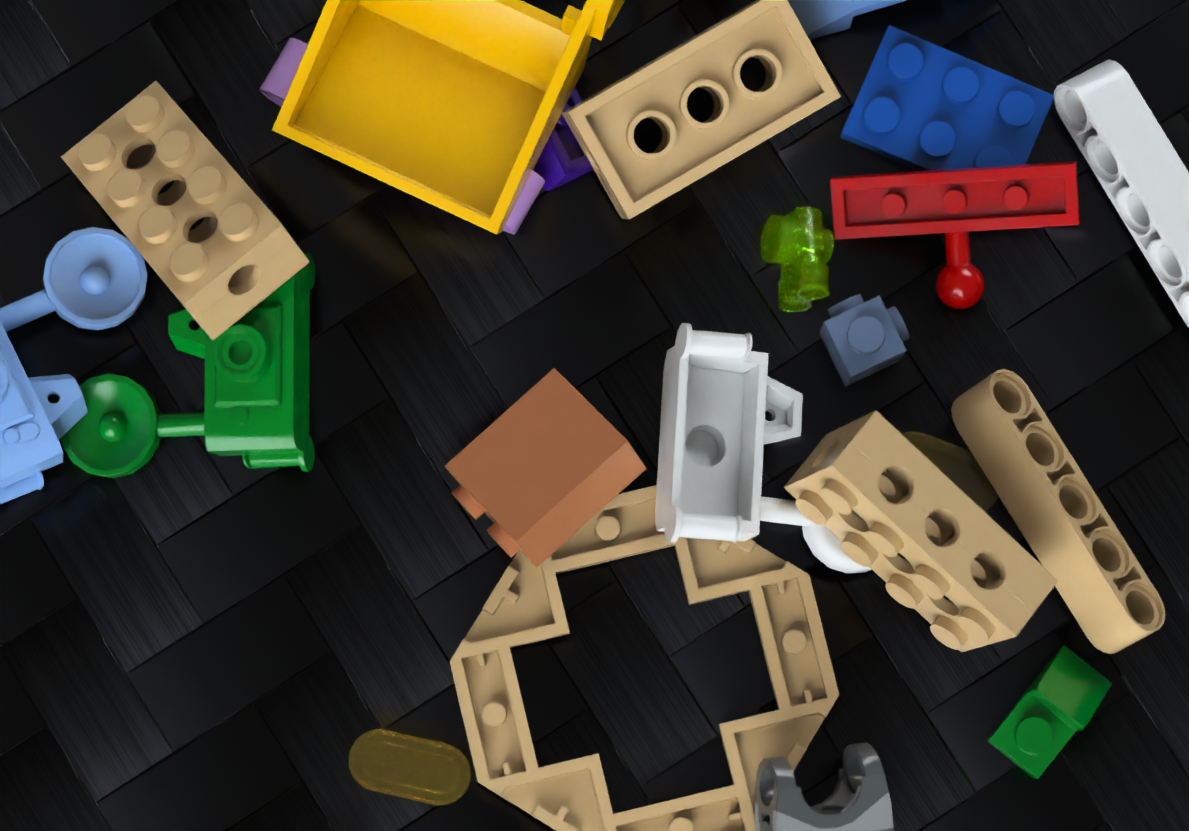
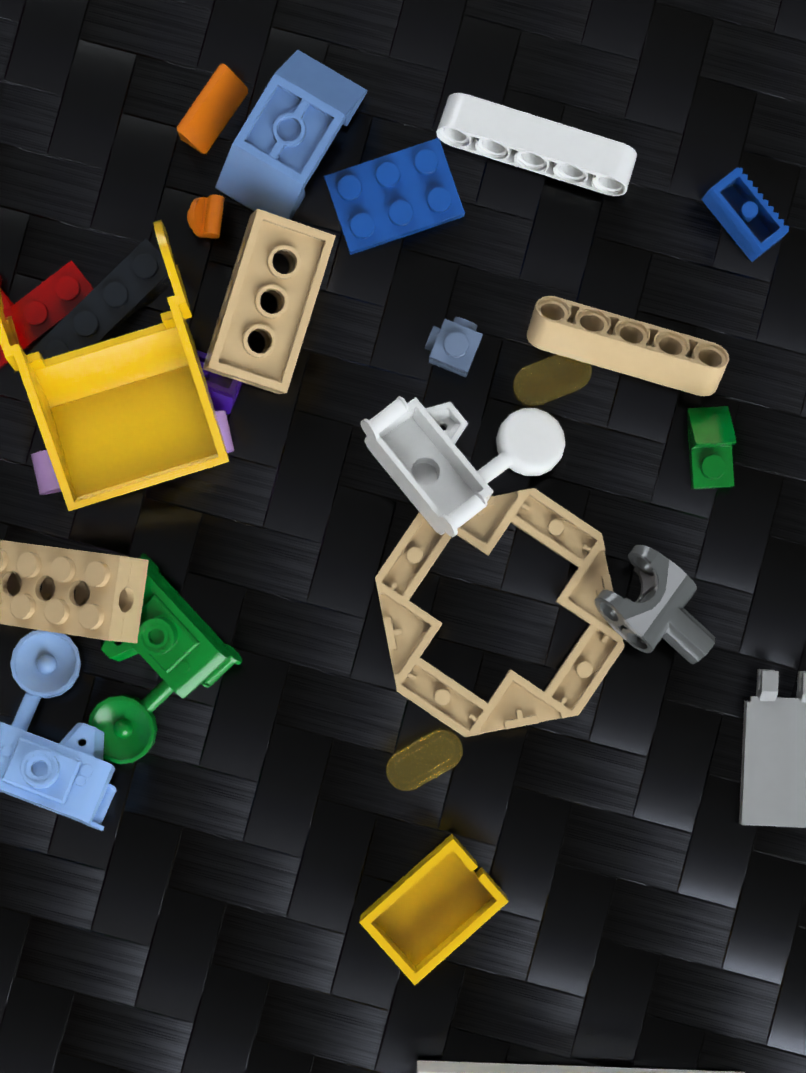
camera: 45 degrees left, 5 degrees up
(543, 469) = (357, 555): nougat brick -> none
(802, 250) = (385, 329): clear neon green plate -> none
(931, 522) = (572, 420): tan brick -> none
(955, 205) = (440, 238): red plate -> none

